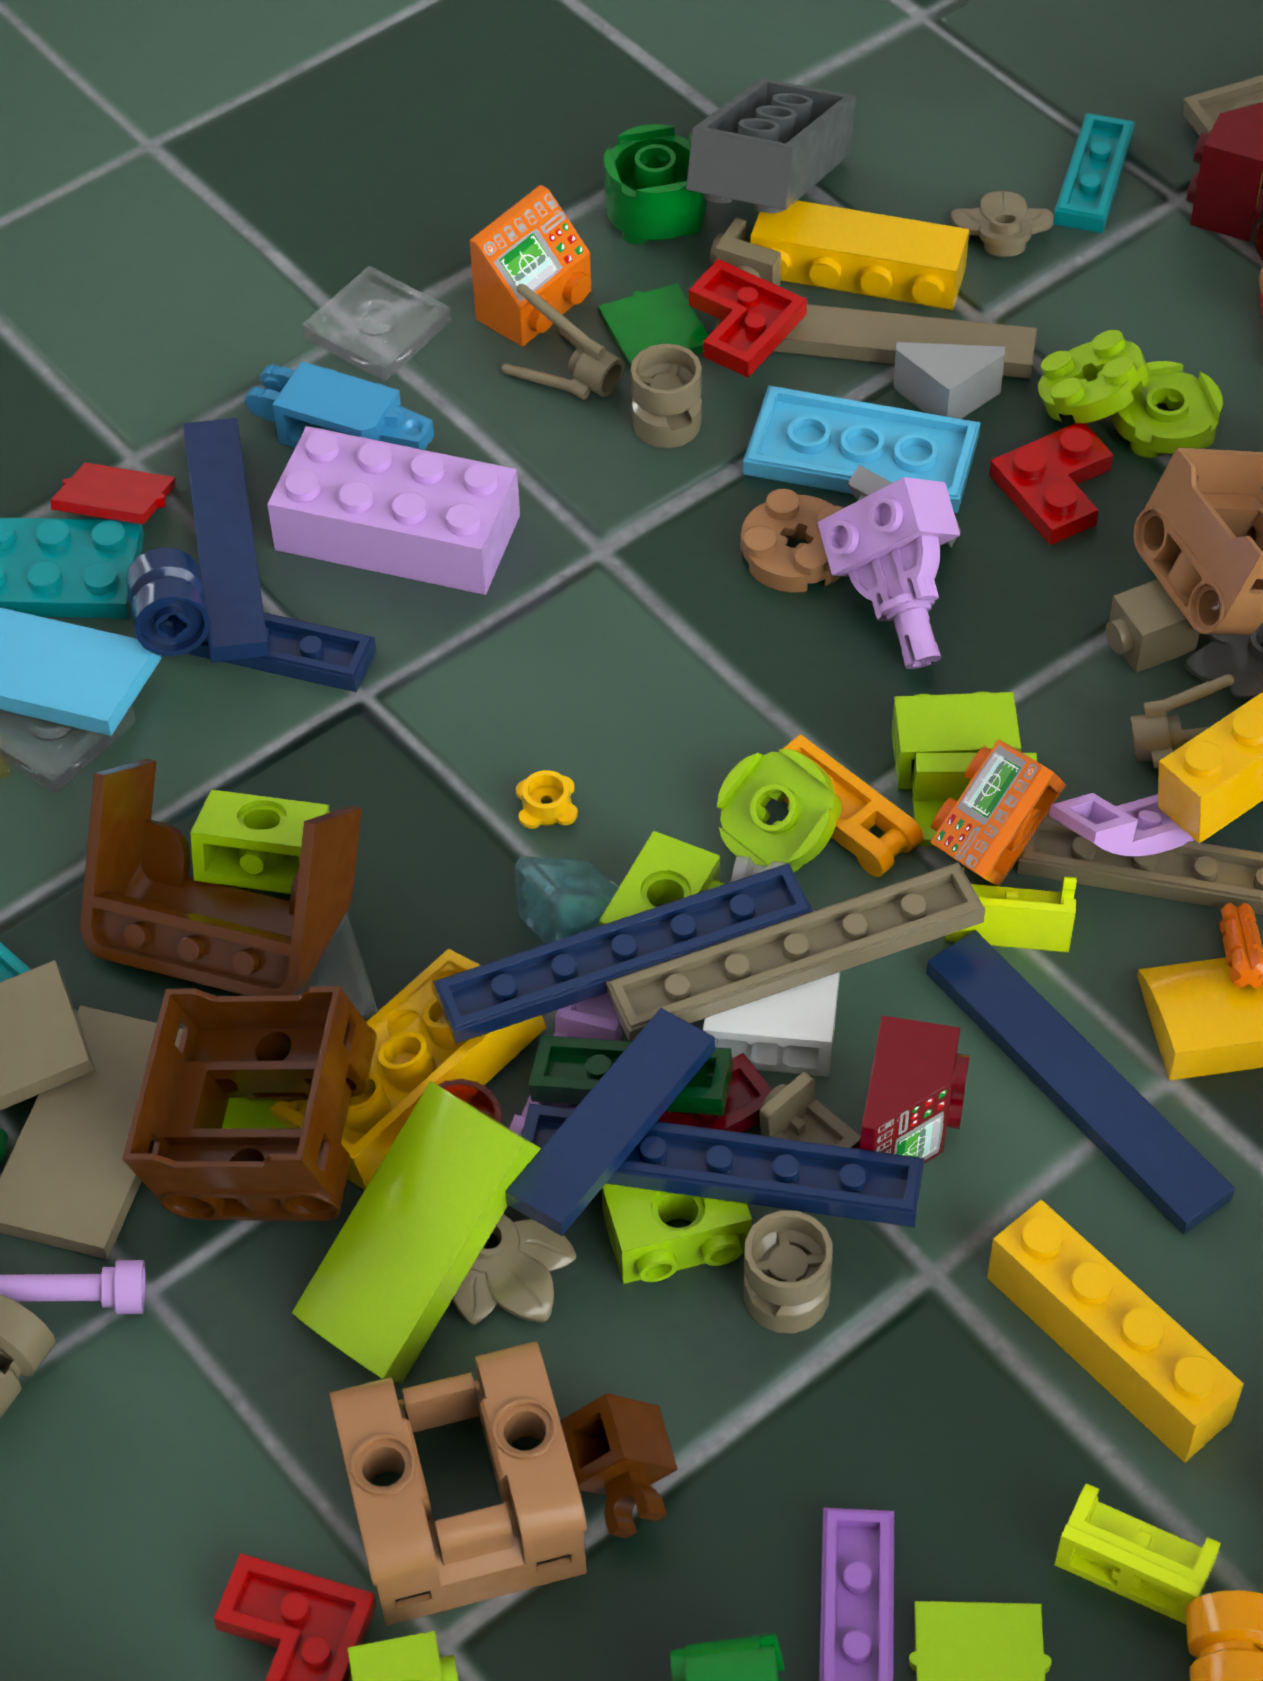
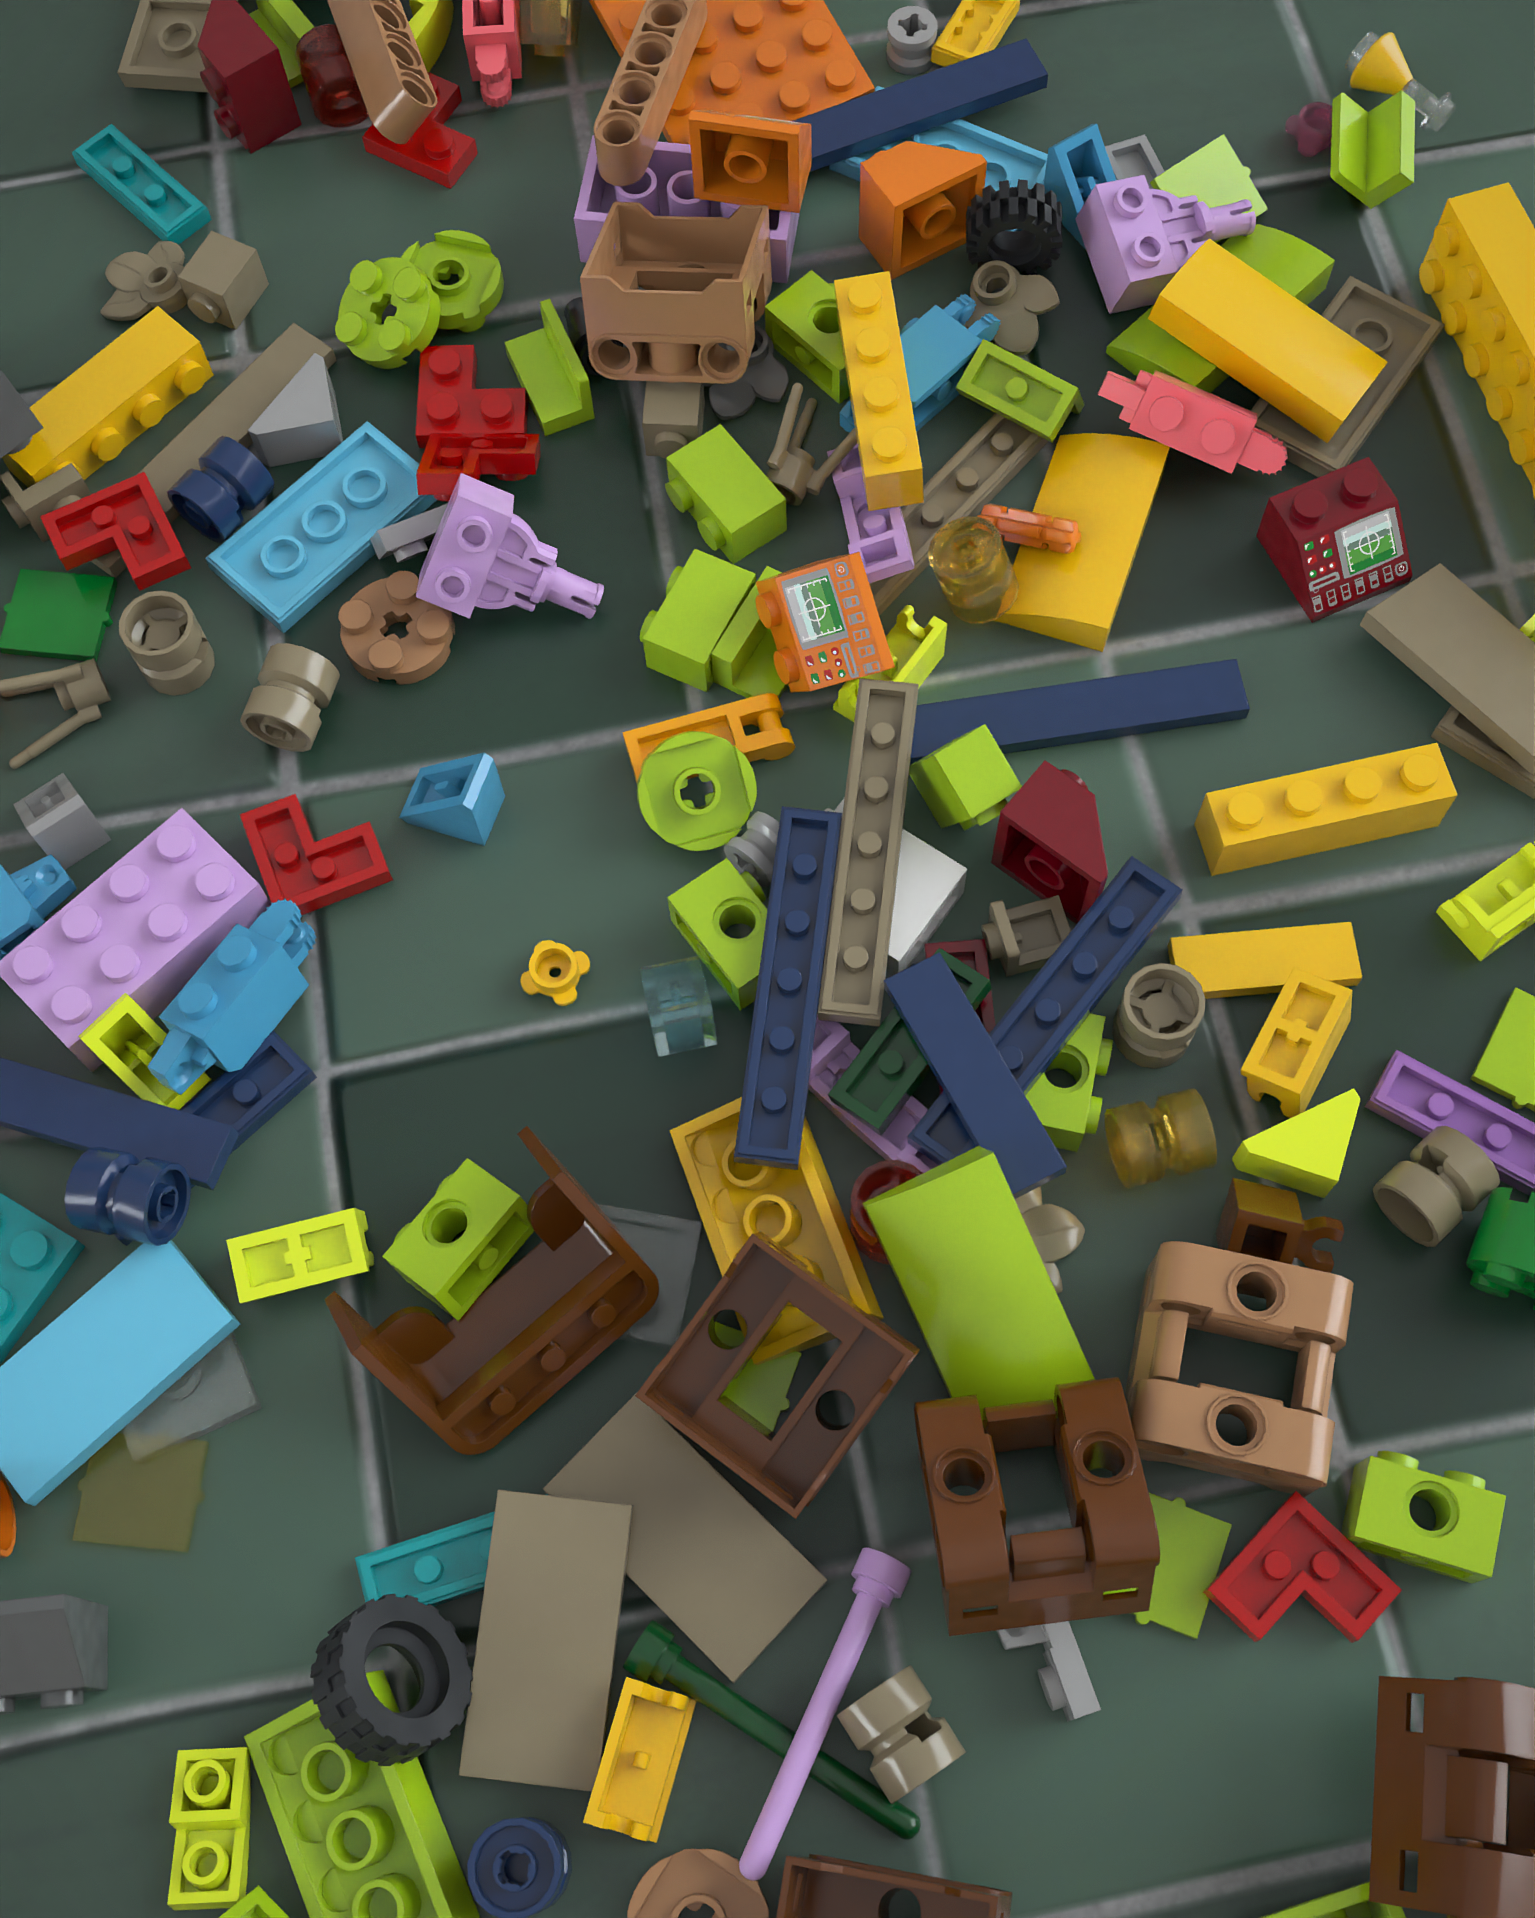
camera: 60 degrees left, 15 degrees up
(147, 1434) = (1065, 1676): none -> light grey hinge
(189, 741) = (300, 1254): none -> neon yellow hinge
(257, 1512) = (1188, 1564): none -> lime piece
(258, 1390) = (1050, 1572): none -> reddish brown piece
(298, 561) = (126, 1044): none -> neon yellow slope
(379, 590) = (235, 998): none -> dark azure hinge
(467, 417) = (61, 822): none -> light grey slope
(531, 589) = (308, 870): none -> red plate
(661, 660) = (456, 798): none -> dark azure slope
(672, 1336) = (1181, 1132): none -> clear yellow wheel
(674, 497) = (290, 697): none -> dark tan wheel
(739, 1466) = (1305, 1149): none -> neon yellow slope
(758, 1594) = (1432, 1190): none -> dark tan wheel
(834, 358) = (216, 494): none -> dark blue wheel
(840, 1412) = (1298, 1041): none -> yellow hinge
(918, 983) = (965, 780): none -> lime brick
(918, 1357) = (1264, 958): none -> yellow tile
(995, 499) = (473, 454): none -> red plate
(1037, 263) = (223, 280): none -> dark tan brick
(1099, 694) = (725, 494): none -> lime brick
(1109, 535) = (551, 374): none -> lime panel
(1155, 915) = (973, 569): none -> clear yellow wheel

